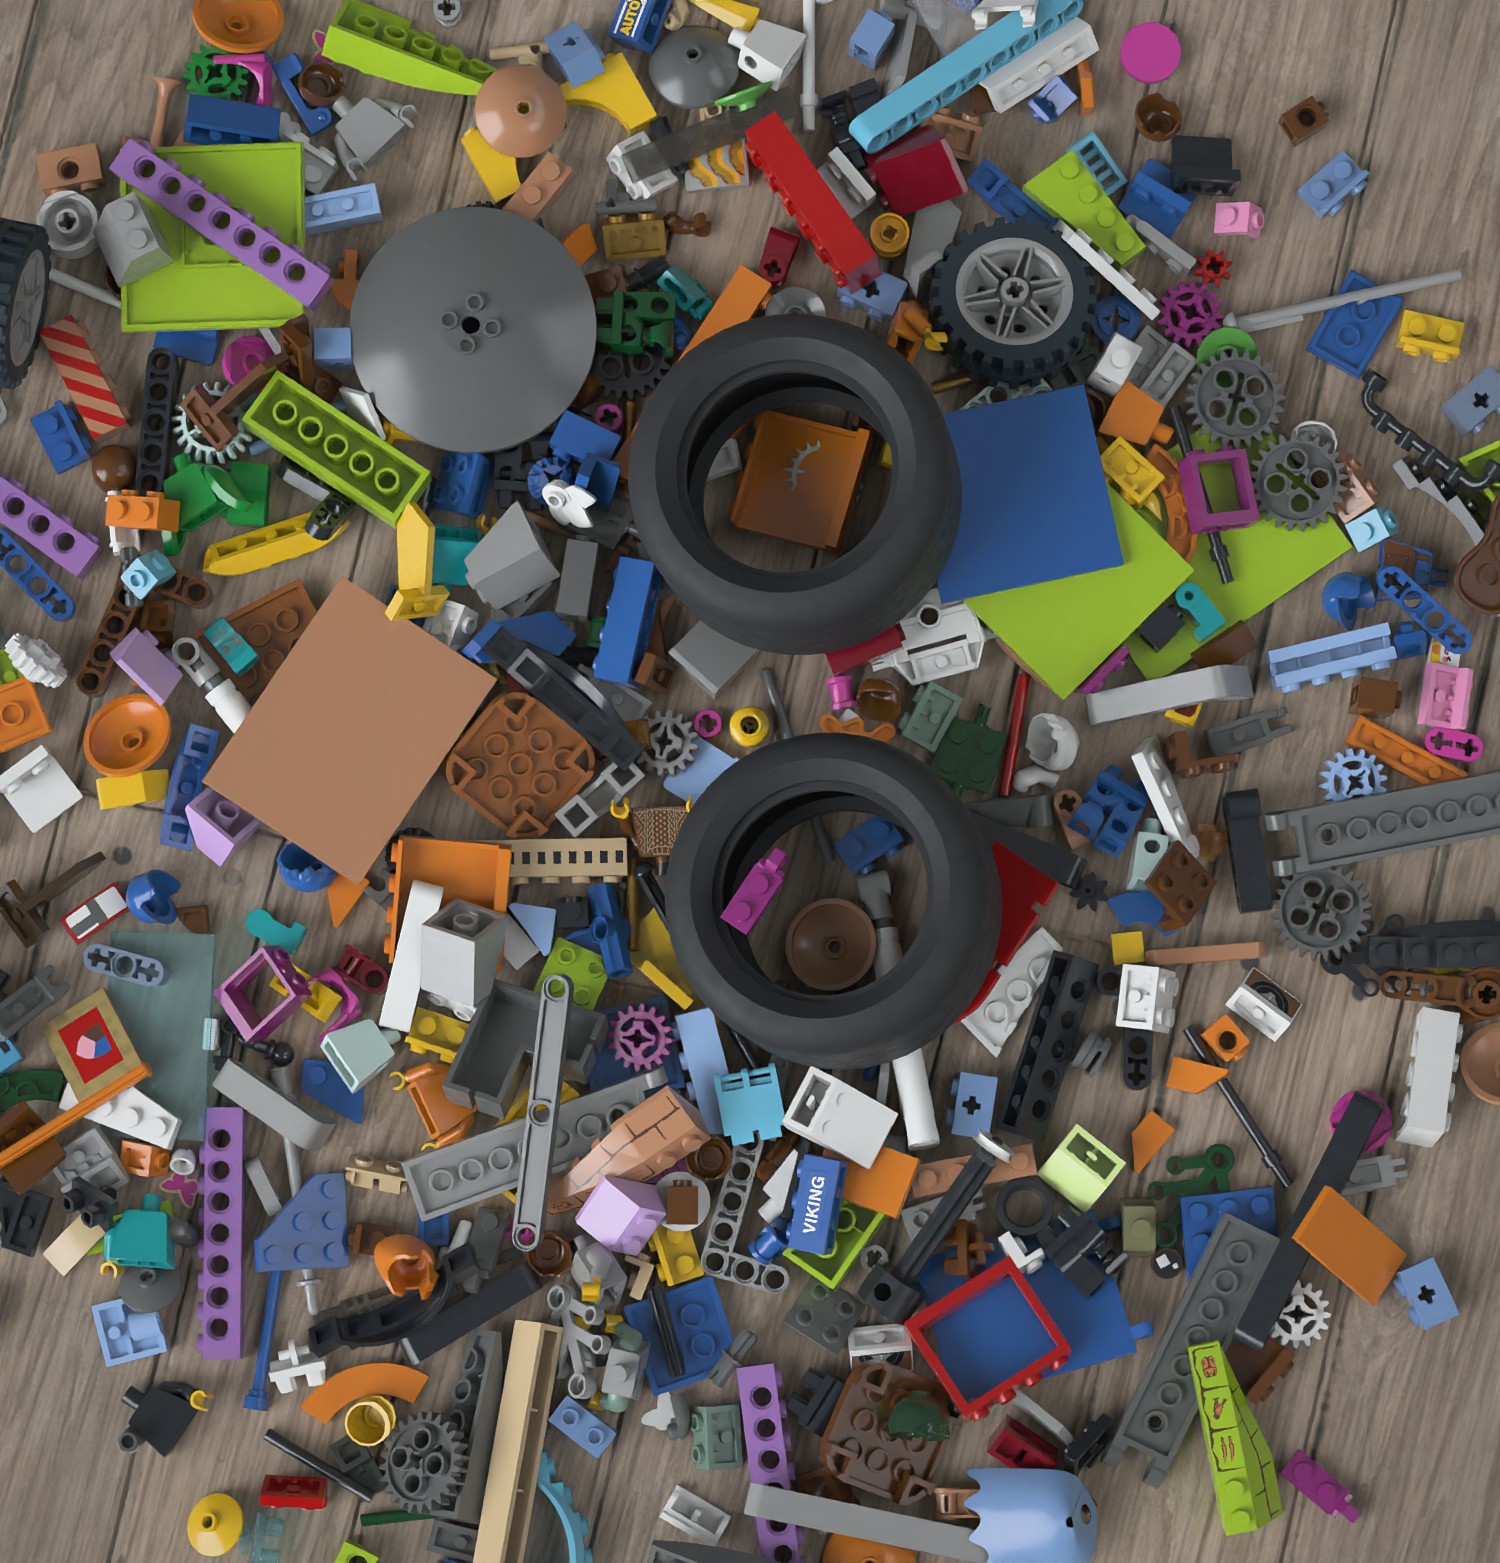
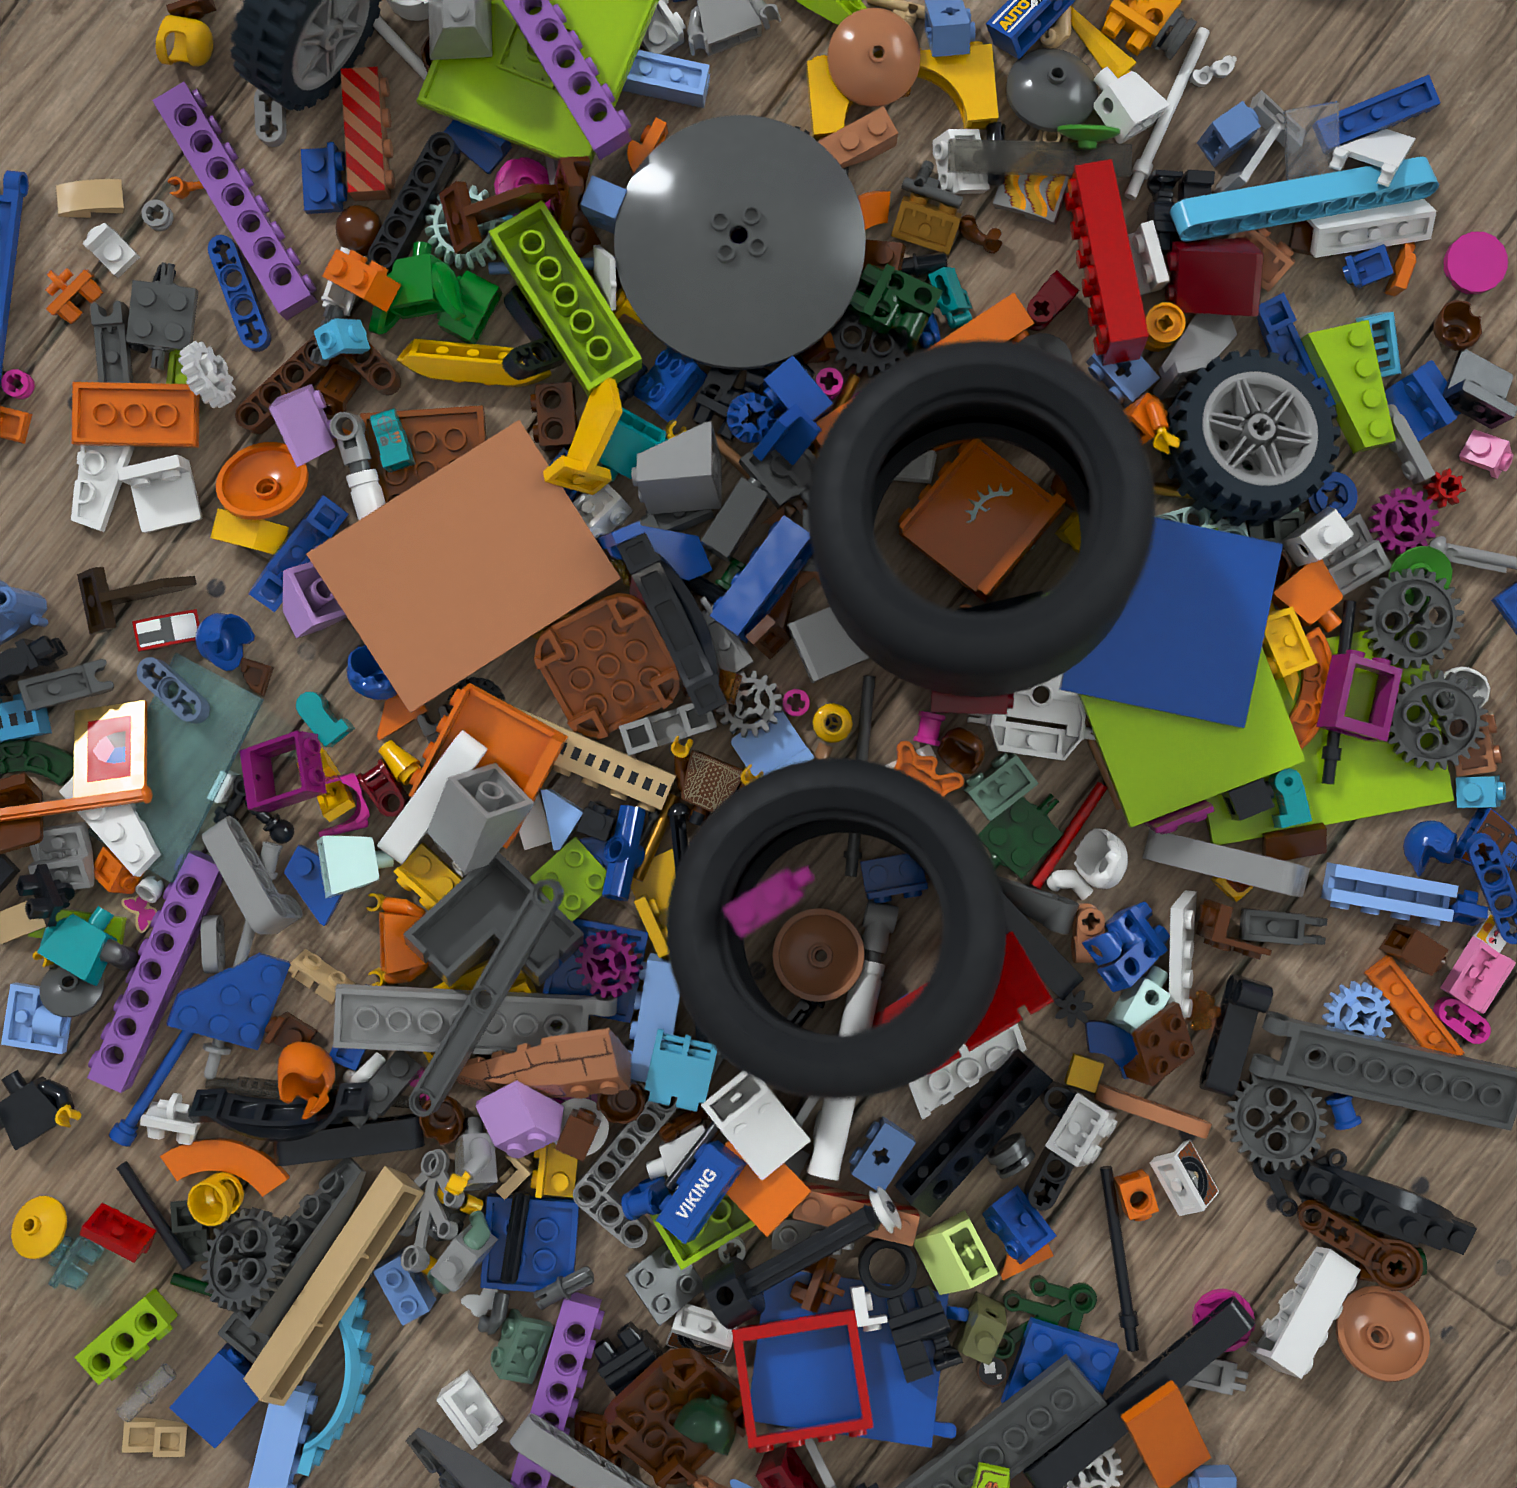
camera: 20 degrees right, 5 degrees up
(364, 939) = (399, 761): none -> yellow cone
(377, 556) = (563, 415): none -> reddish brown brick
(569, 503) = (757, 444): white plate -> none
(1102, 262) = (1360, 462): white wing -> none
(1127, 1114) = (1018, 1225): none -> blue bracket
(1193, 1076) = (1092, 1215): orange tile -> none
(1380, 875) = (1343, 1111): none -> blue bush

